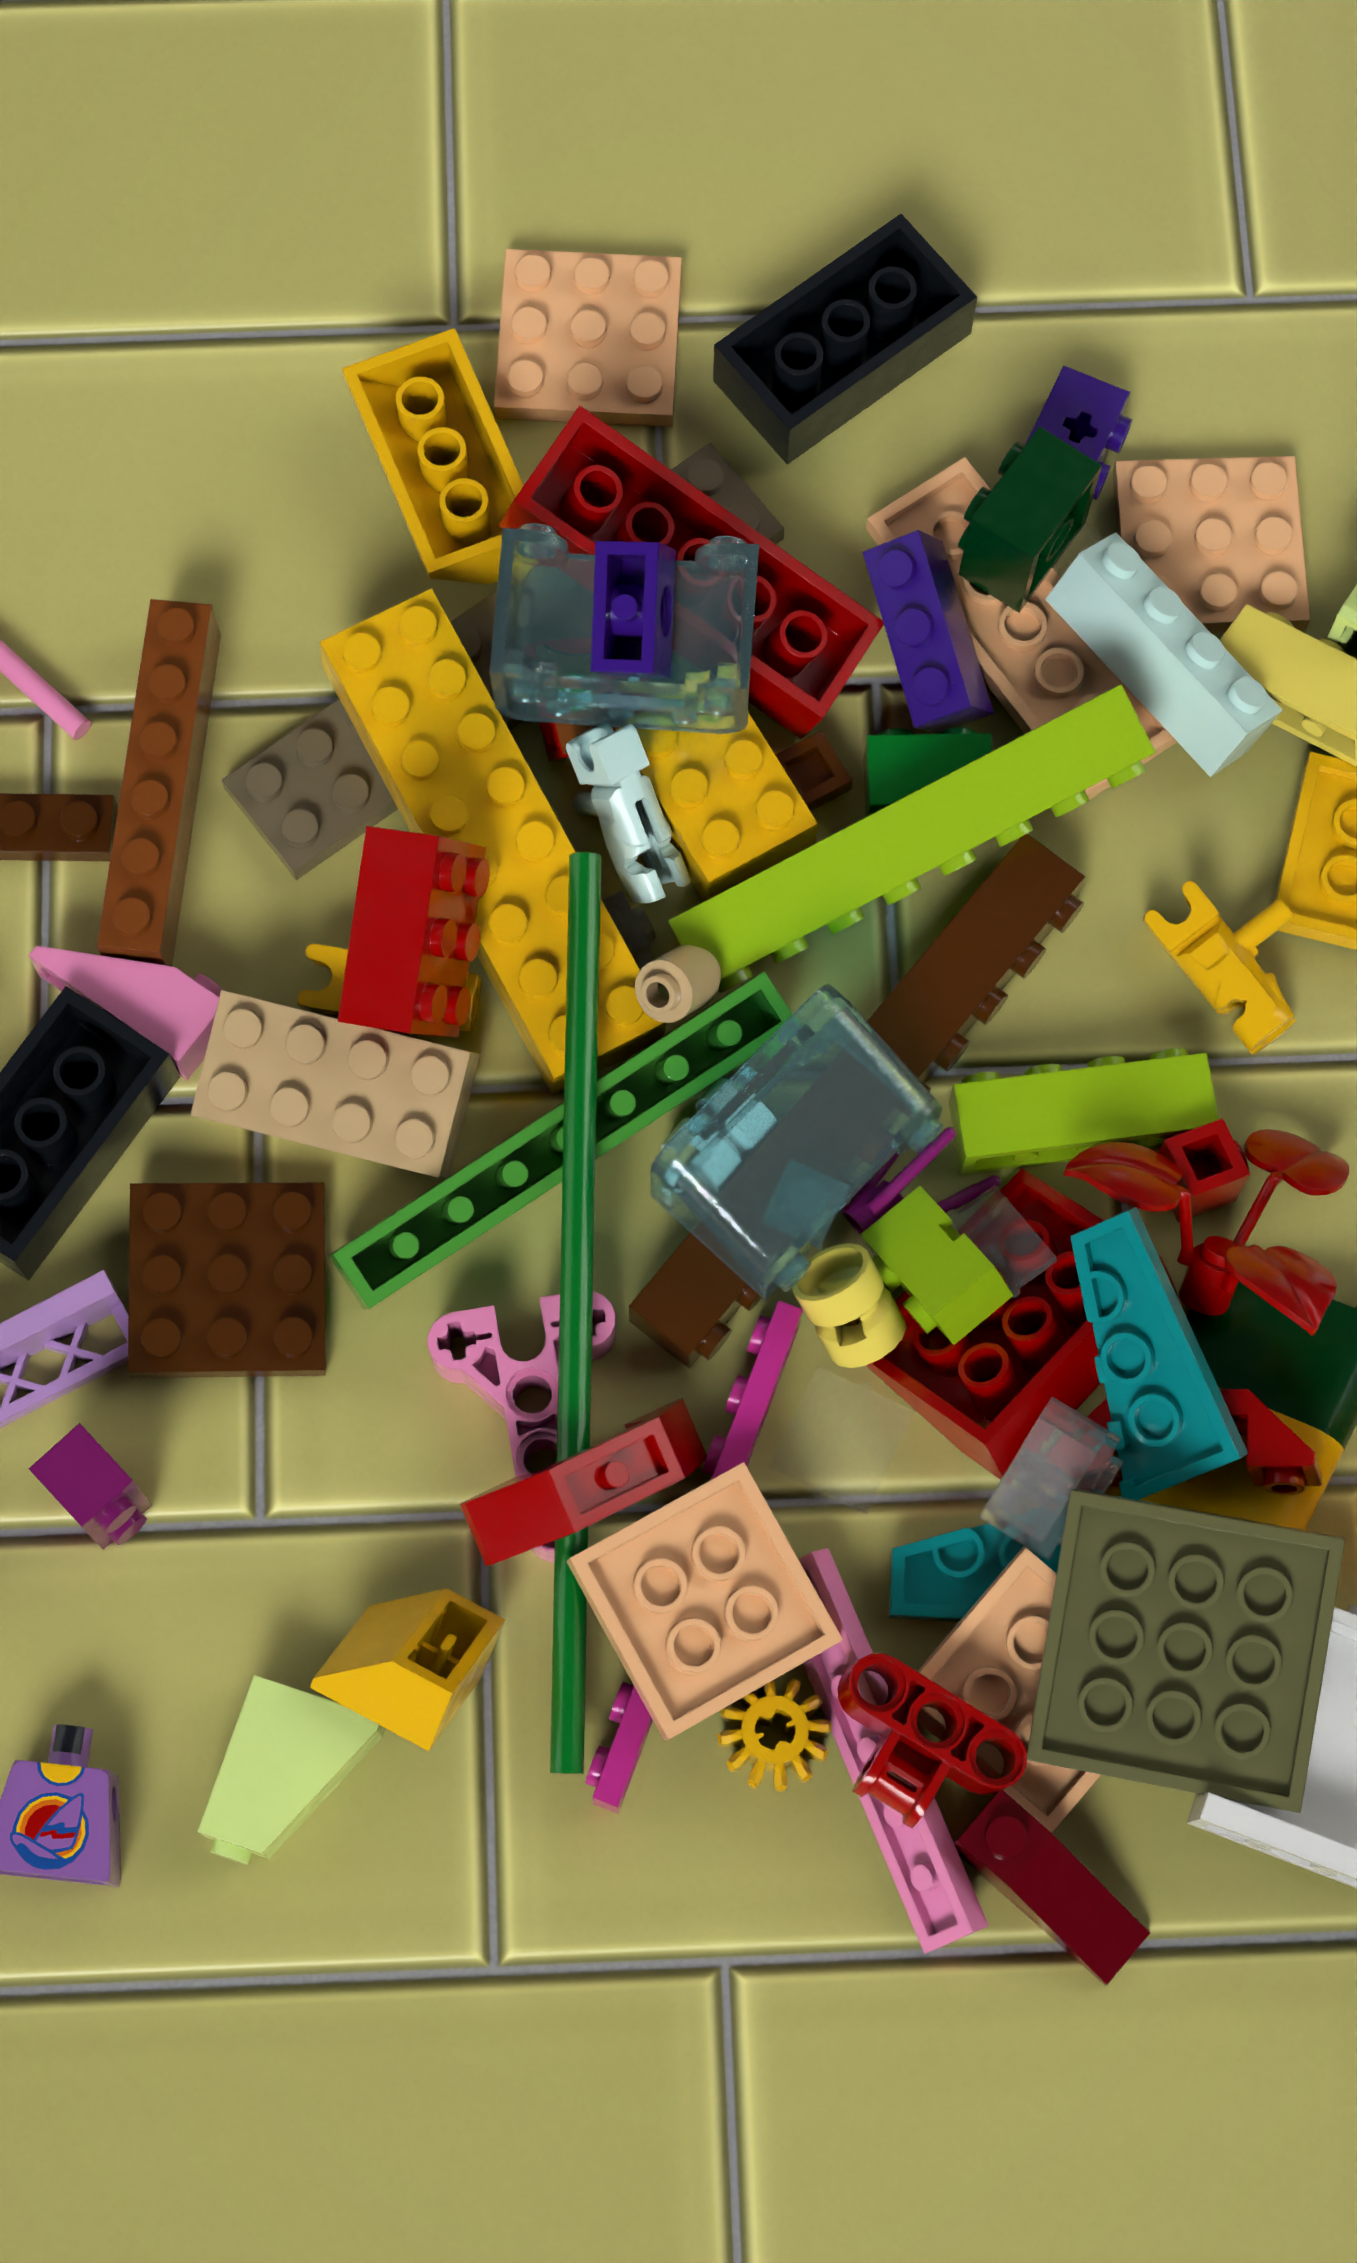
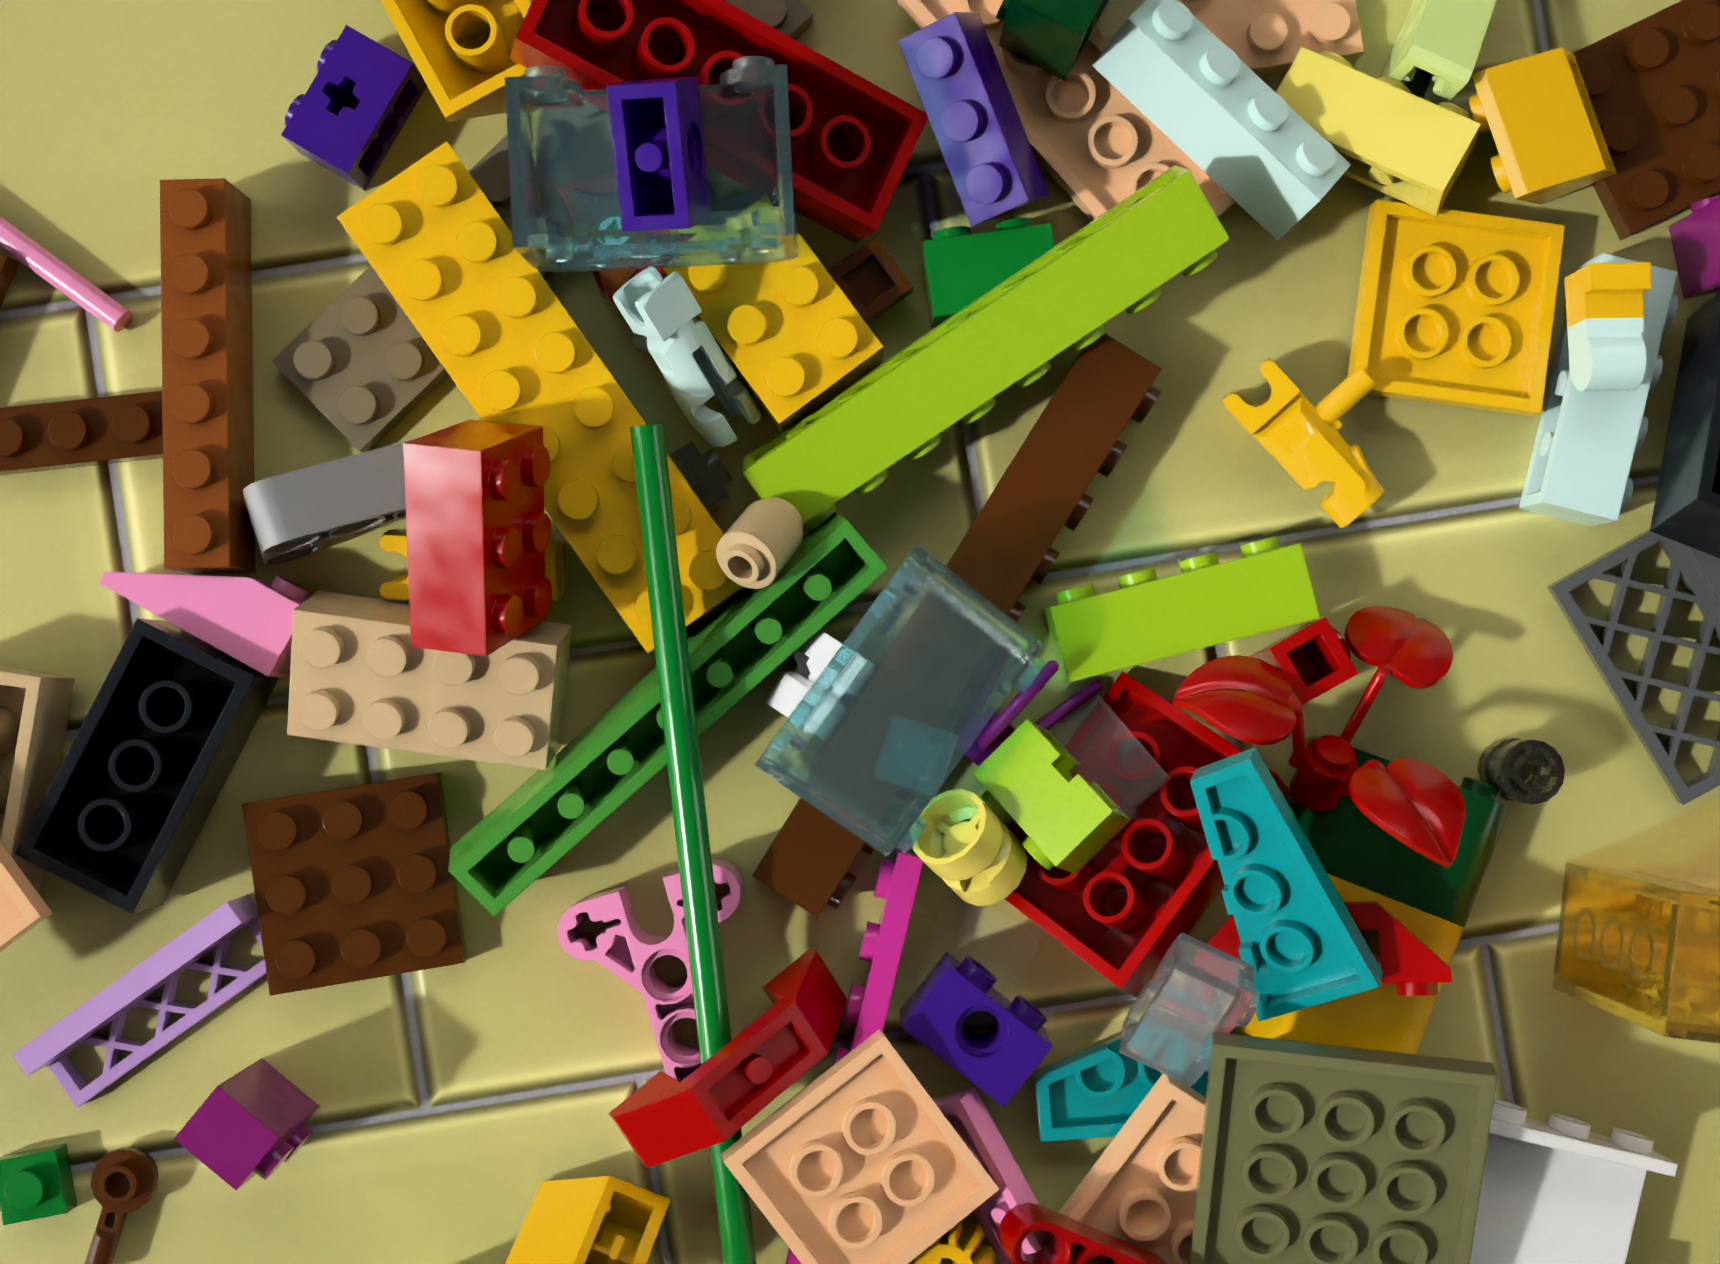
camera: 10 degrees left, 15 degrees up
(264, 904) = (326, 501): none -> light grey beam
(335, 590) = (357, 139): none -> dark purple brick
(850, 1527) = (994, 1060): none -> dark purple brick

